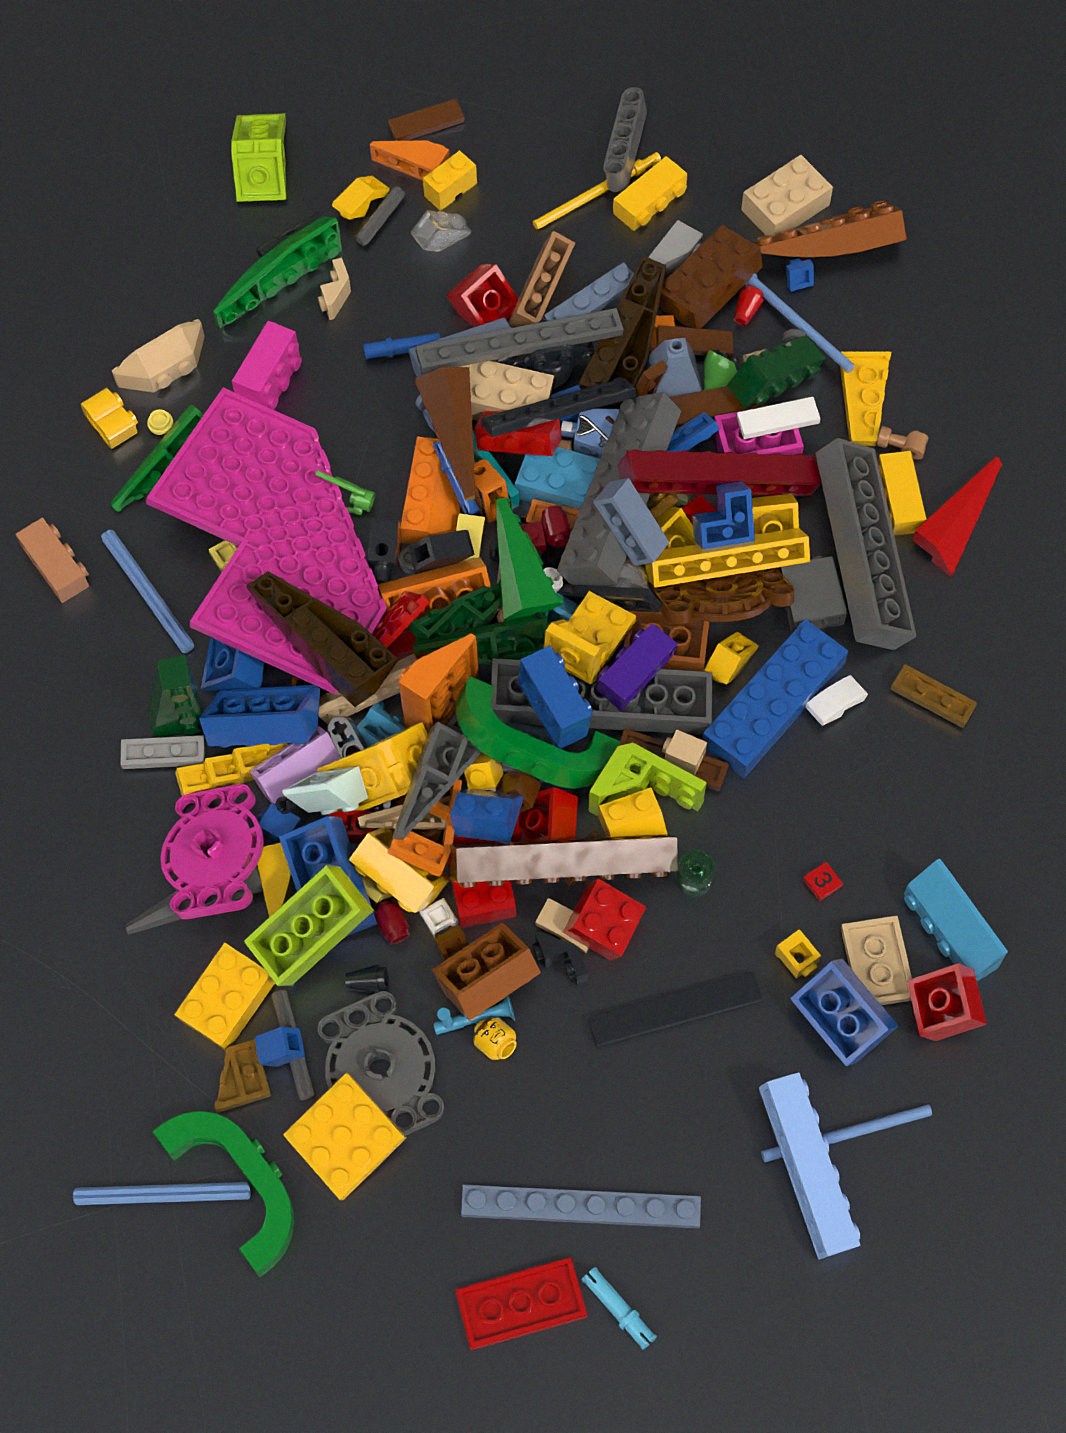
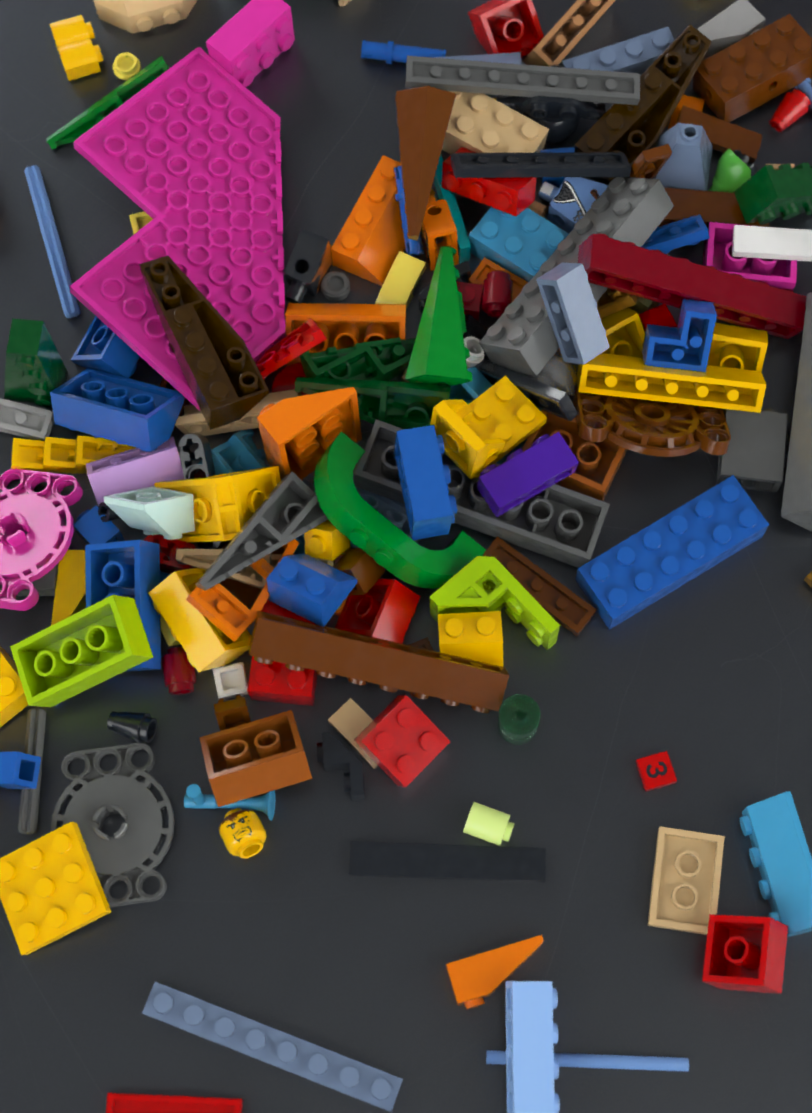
camera: 20 degrees right, 5 degrees up
(360, 497) = (304, 204): bright green plant -> none
(441, 550) = (365, 285): black slope -> none
(684, 751) = (550, 583): tan brick -> none
(700, 966) = (488, 824): none -> yellowish green brick
(730, 658) = (638, 493): yellow slope -> none
(735, 1090) = (483, 973): none -> orange slope
(800, 946) = (602, 834): yellow brick -> none
(835, 700) = (738, 573): white slope -> none
(844, 1012) = (627, 927): blue brick -> none

